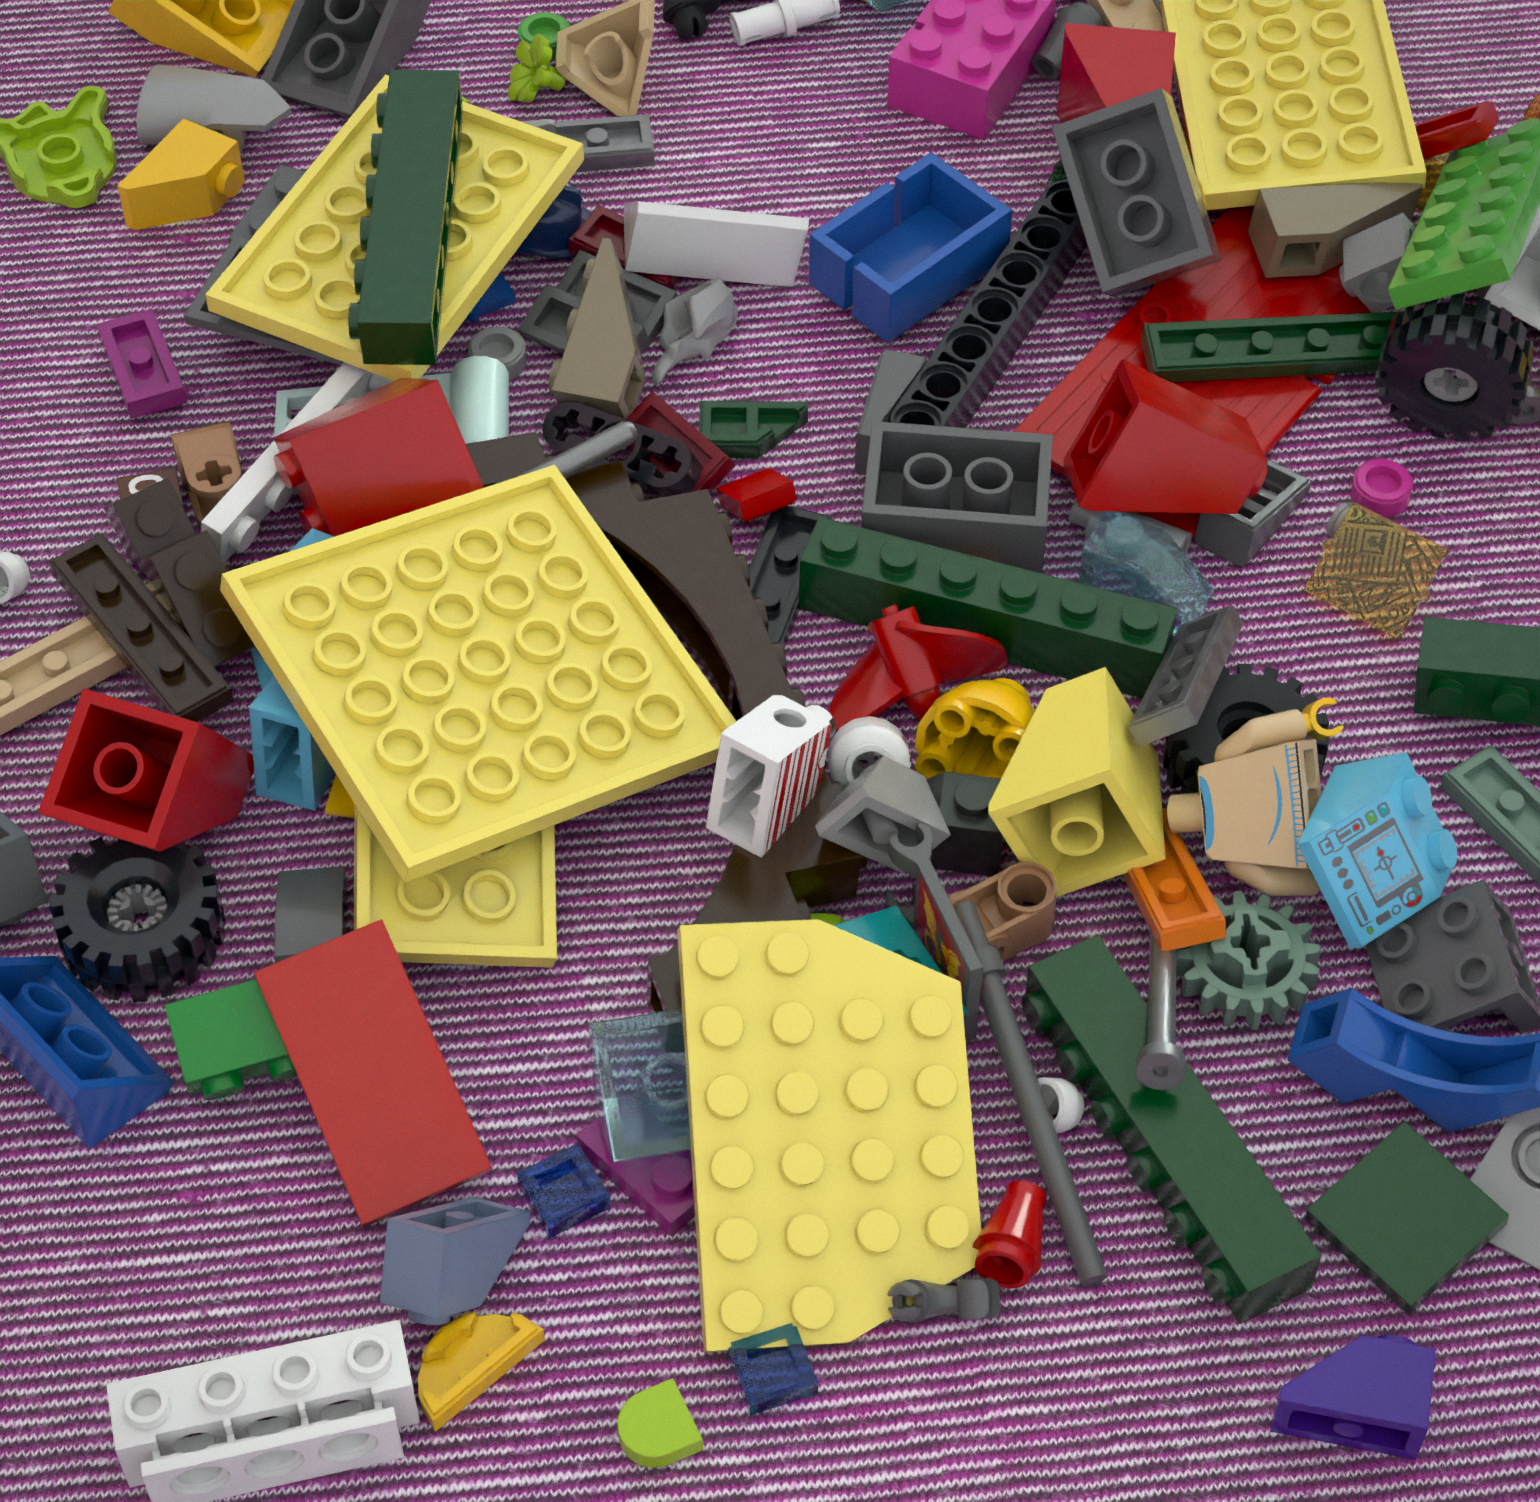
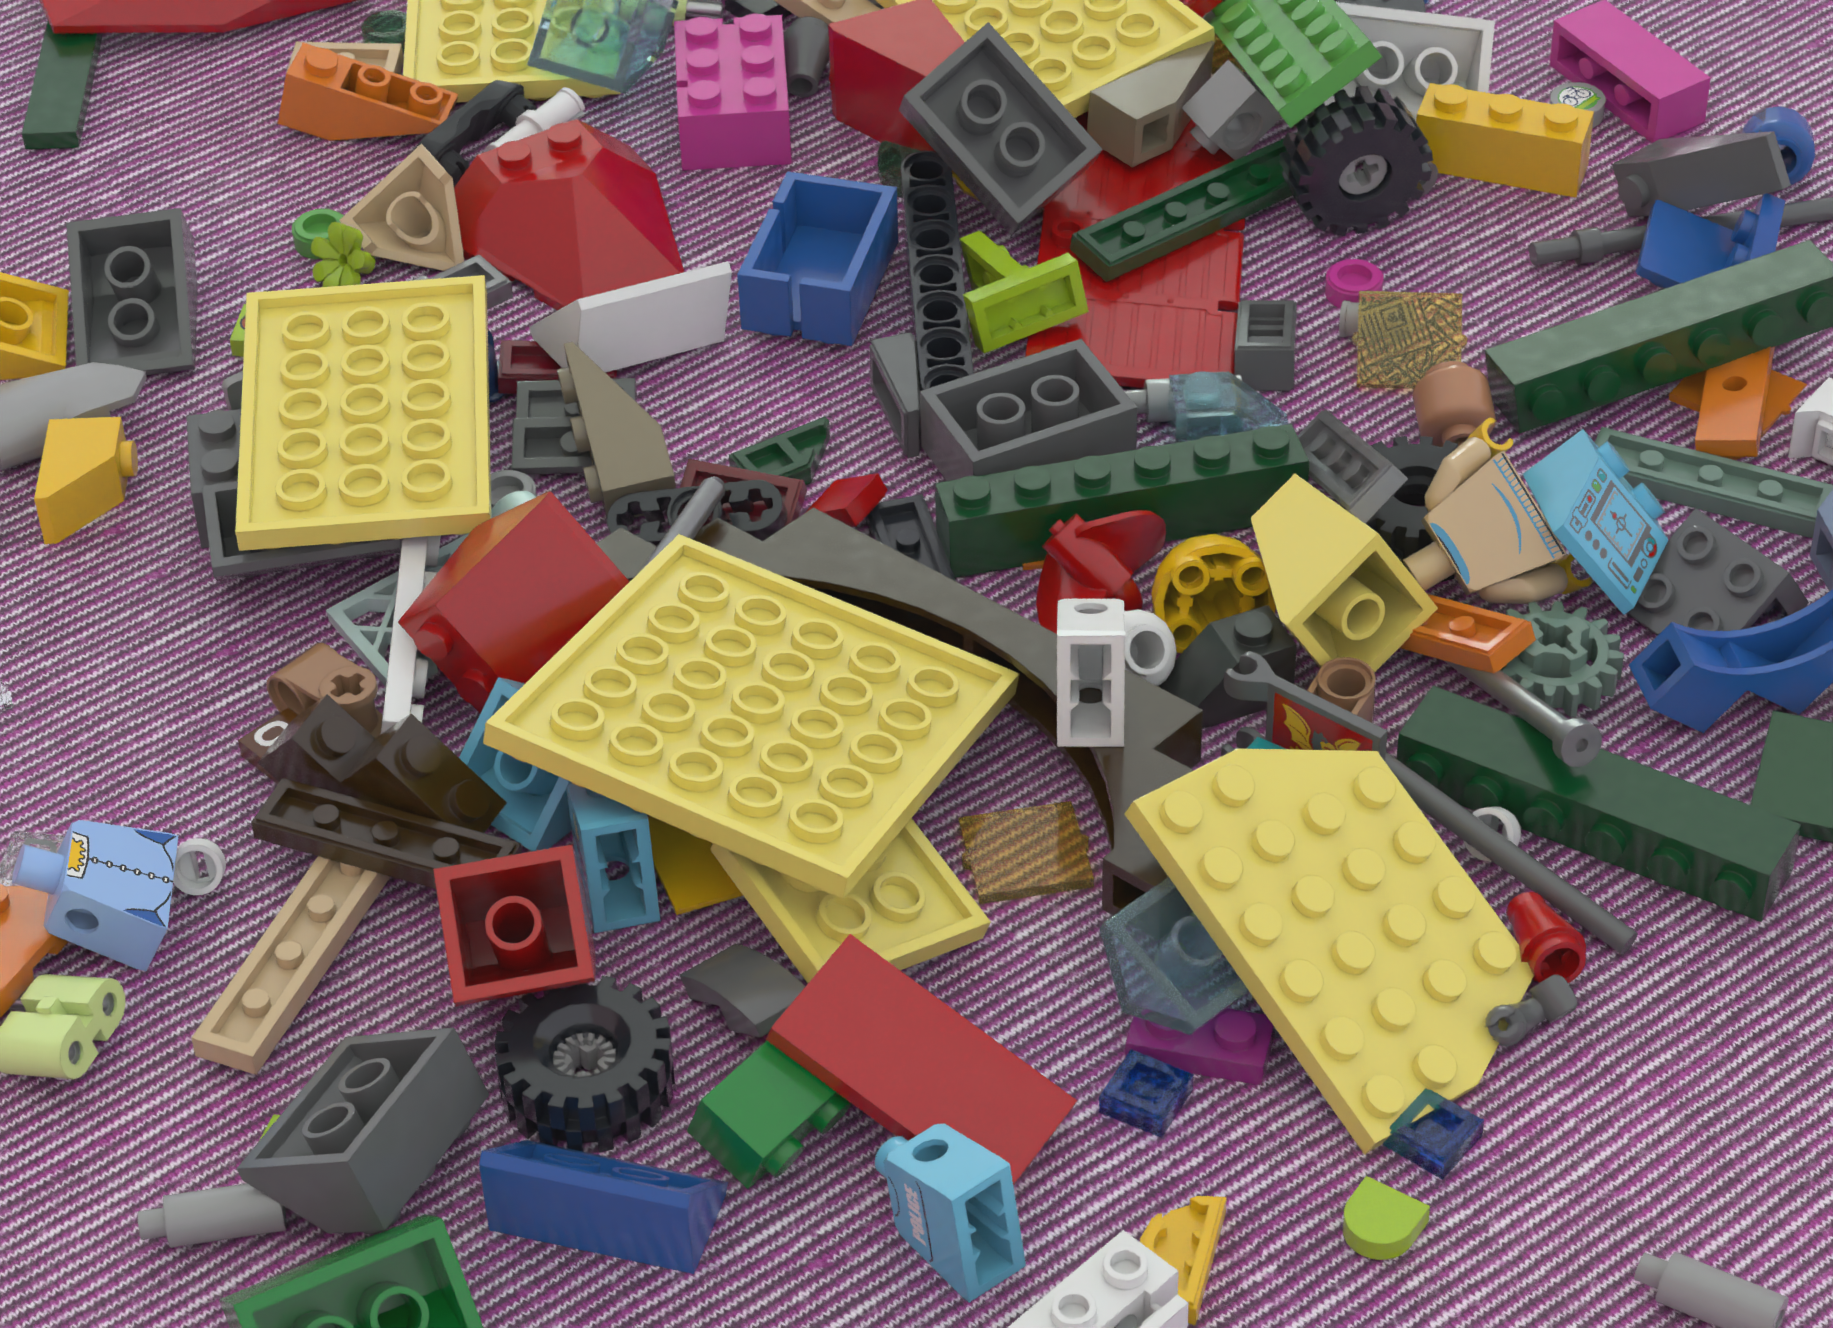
camera: 30 degrees left, 10 degrees down
(141, 363) = (176, 640): magenta plate -> none
(301, 1184) = (954, 1207): none -> medium azure torso
(409, 218) = (391, 386): dark green brick -> none
(448, 1256) = (1108, 1180): sand blue slope -> none
(644, 901) = (1025, 852): none -> clear yellow piece
(695, 325) = (673, 394): light grey piece -> none
(749, 112) = (567, 214): none -> red wedge
(879, 802) = (1192, 668): light grey slope -> none
(1051, 367) = (1015, 299): none -> lime bracket
(1162, 450) = (1177, 315): red slope -> none
(1362, 659) = (1452, 402): none -> nougat head

